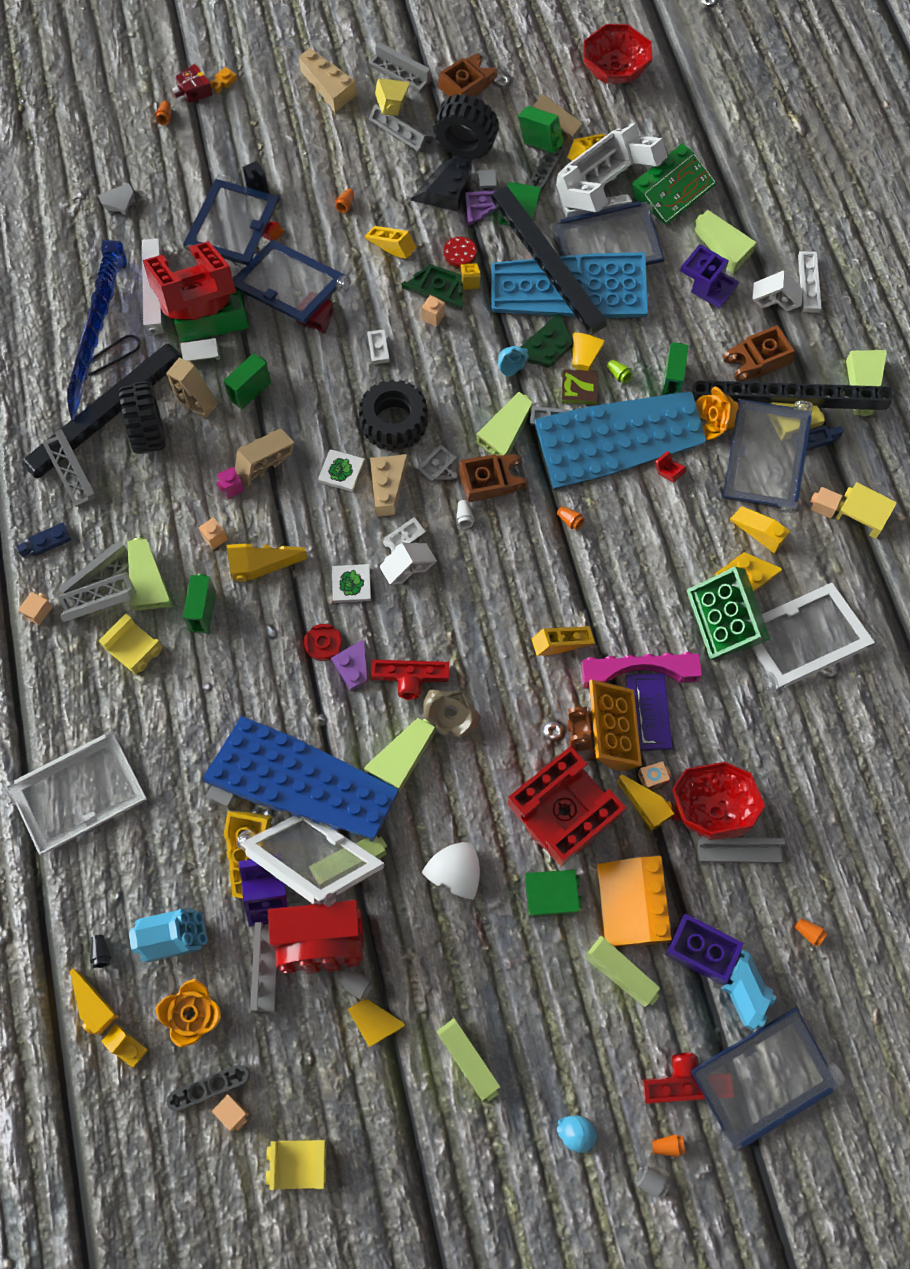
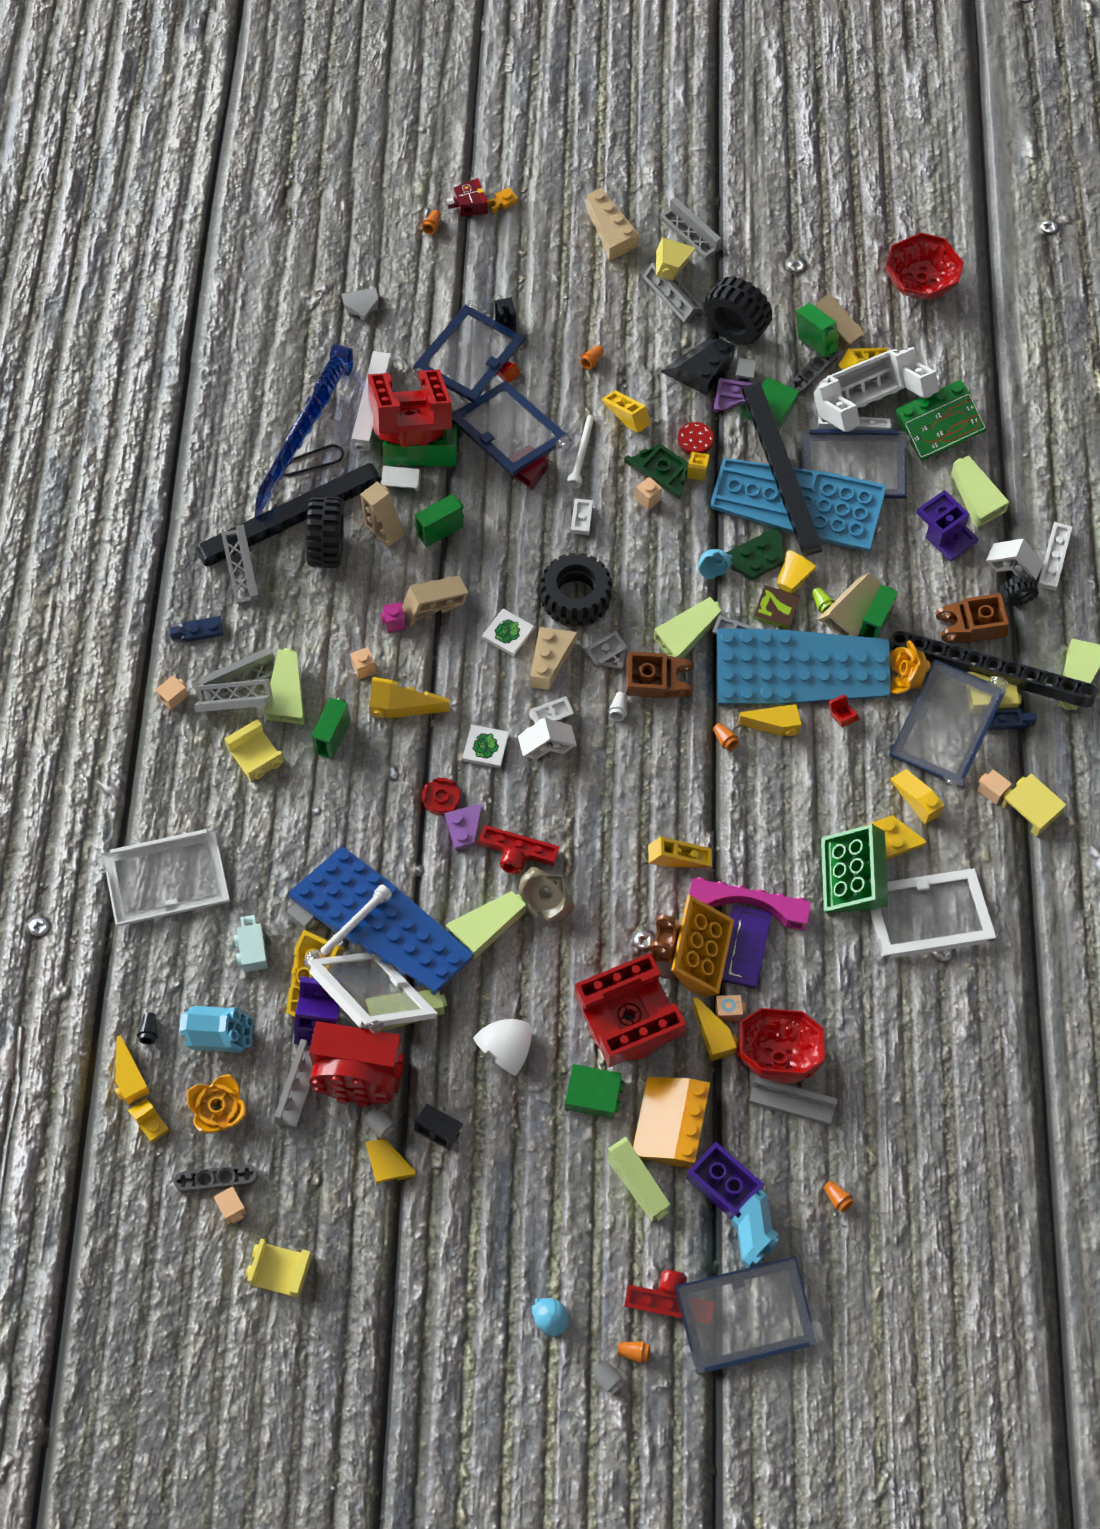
camera: 15 degrees right, 5 degrees down
(179, 838) = (251, 945): none -> light aqua brick
(294, 756) = (381, 895): none -> white piece
(361, 313) = (574, 479): none -> white piece
(413, 971) = (438, 1126): none -> black hinge
(466, 77) = (757, 256): dark orange brick -> none
(468, 1060) = (465, 1218): yellowish green slope -> none
(612, 491) = (775, 720): none -> yellow slope
(649, 369) = (849, 610): none -> tan slope
(791, 318) = (1020, 590): none -> black tyre

